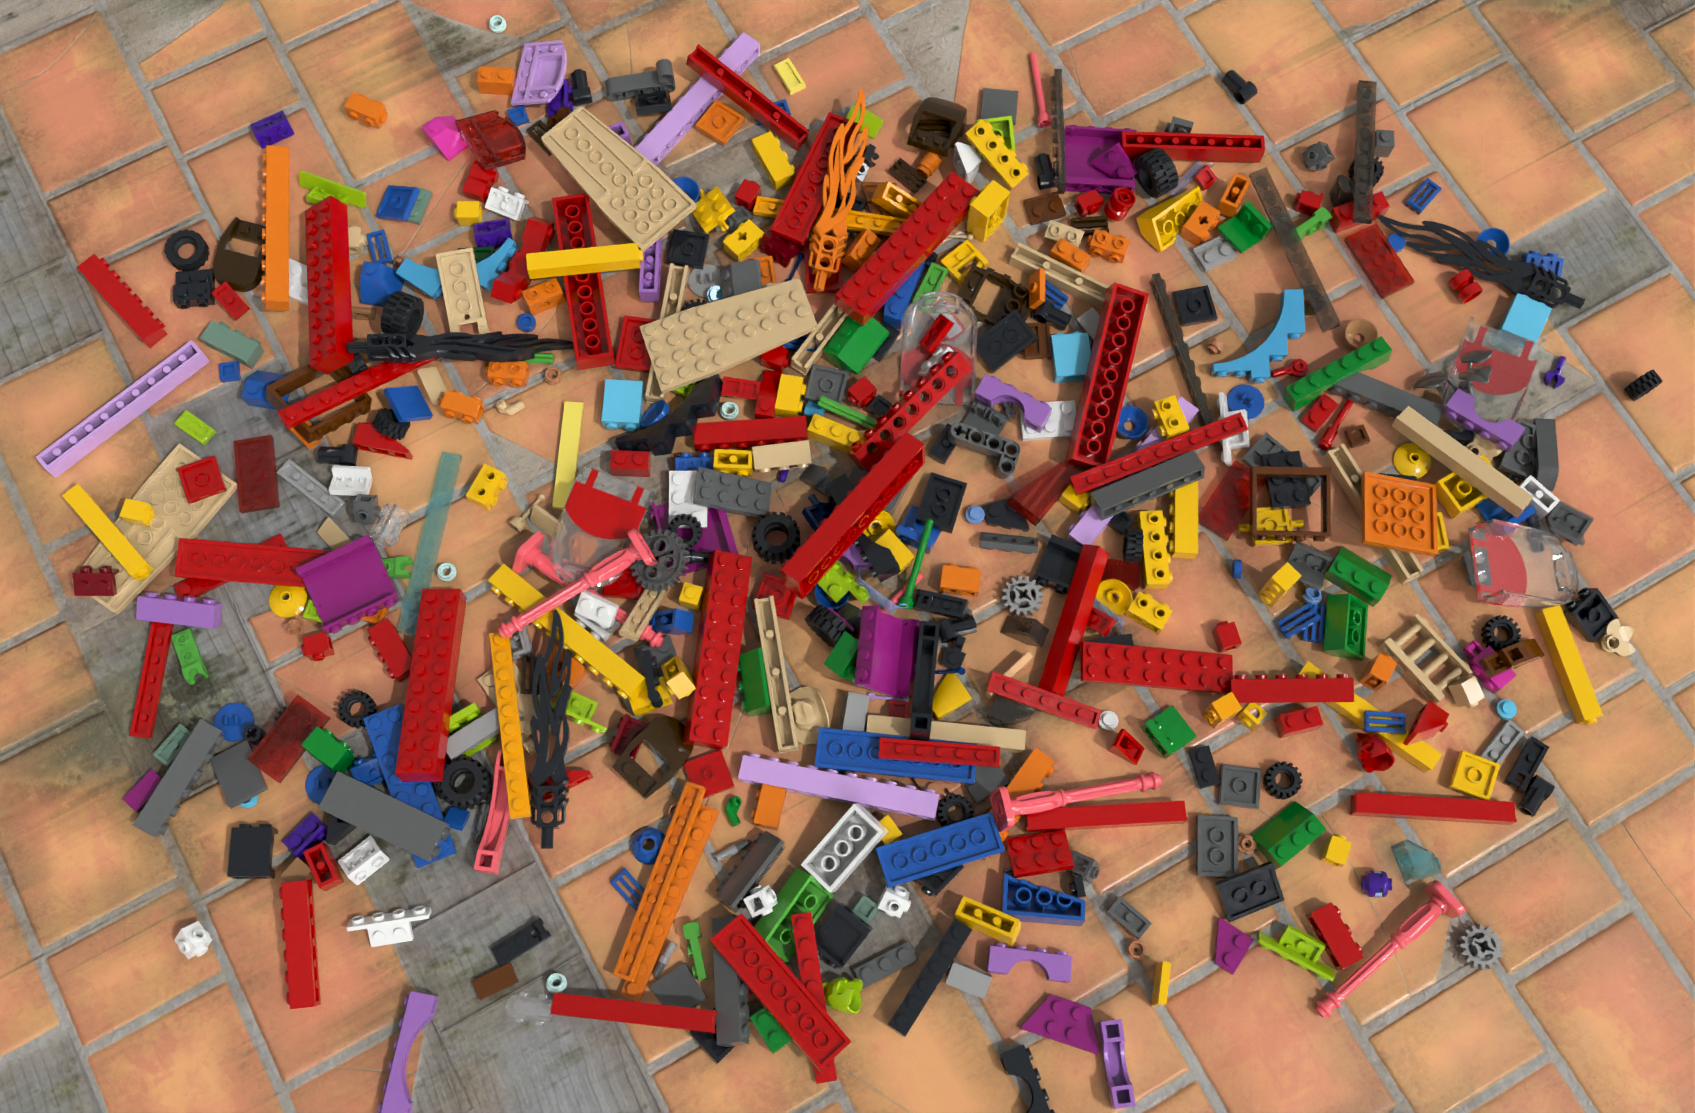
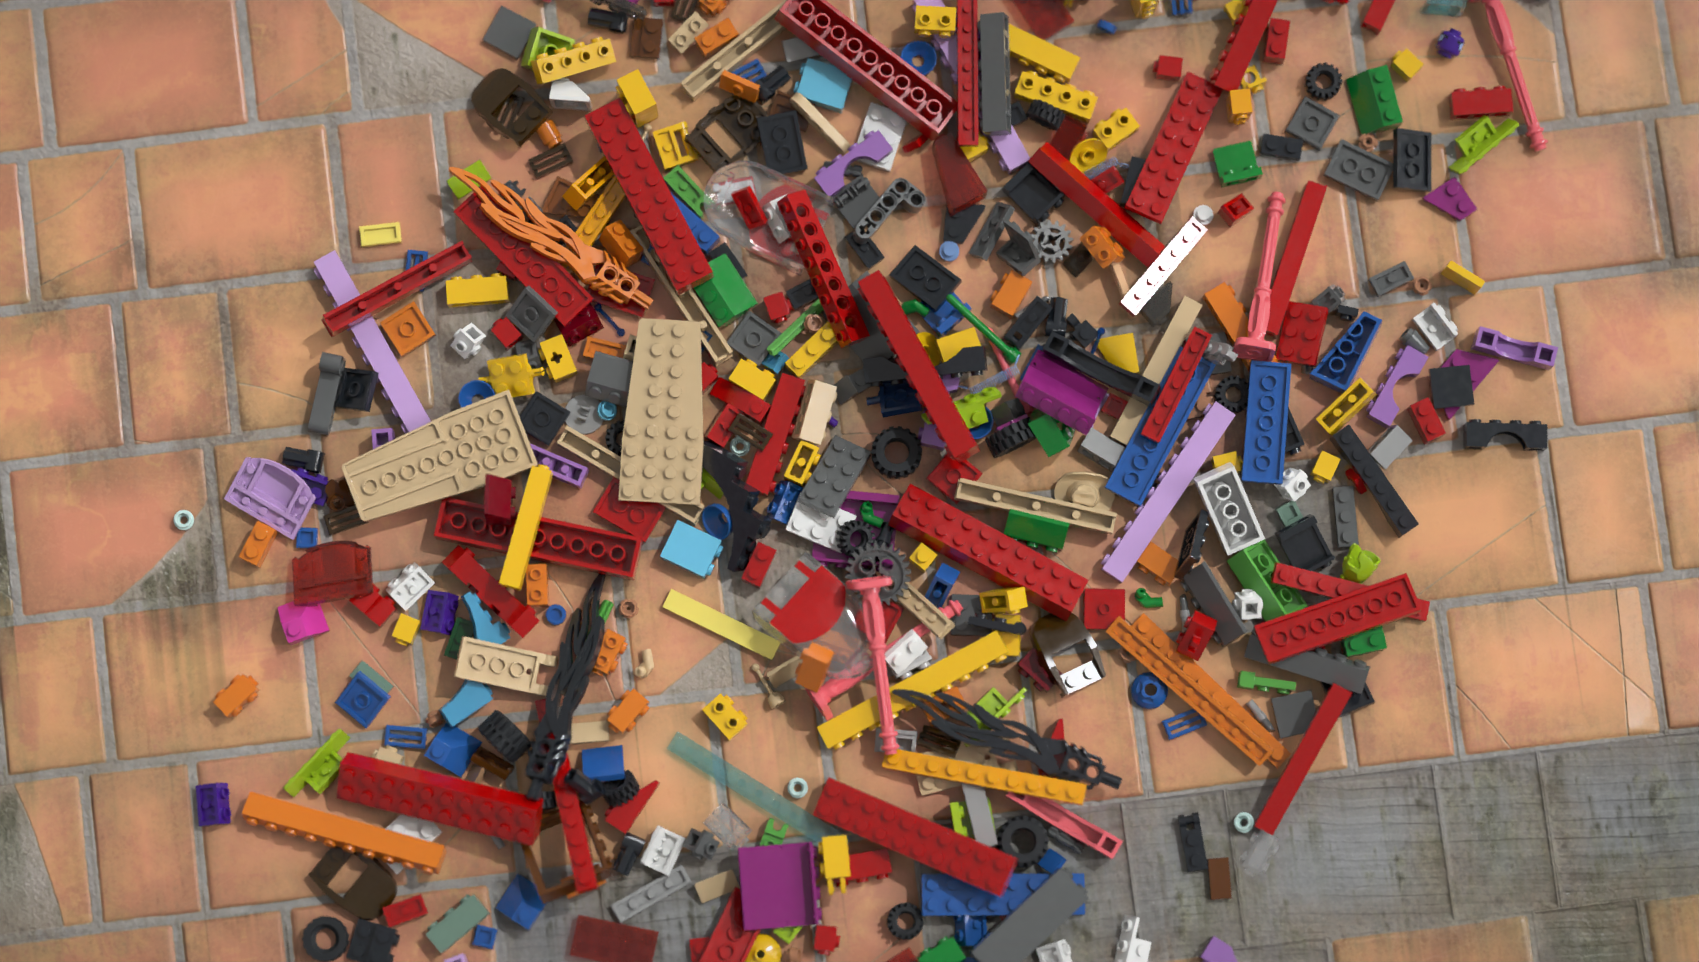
camera: 70 degrees left, 10 degrees up
(374, 325) = (492, 763): none -> reddish brown tile
(377, 394) = (587, 789): none -> black piece
(385, 623) = (835, 860): none -> yellow hinge
(549, 532) = (814, 667): none -> orange brick
(598, 227) = (498, 500): none -> dark red slope
(710, 537) = (868, 515): none -> green arm
(714, 865) = (1196, 635): none -> red brick
(728, 167) = (465, 344): none -> white brick
(739, 423) = (736, 423): none -> dark brown tile
(769, 201) = (531, 314): none -> dark grey plate
(804, 826) = (1191, 544): none -> black plate
(860, 420) = (808, 323): none -> nougat plate
(912, 503) = (915, 306): none -> green arm
(922, 961) = (1356, 479): none -> red tile
(923, 925) = (1324, 467): none -> yellow brick
(985, 778) = (1219, 352): none -> light grey hinge
(998, 570) = (1019, 250): none -> dark grey bracket
(1008, 1005) = (1426, 420): none -> red brick
(1036, 637) = (1101, 246): none -> orange bracket
(1037, 361) = (819, 122): none -> tan beam
(1051, 1016) = (1451, 387): none -> black tile
(1056, 449) = (914, 143): none -> red tile
(1080, 963) = (1414, 340): none -> dark grey cone
(1102, 978) = (1435, 326): none -> white bracket

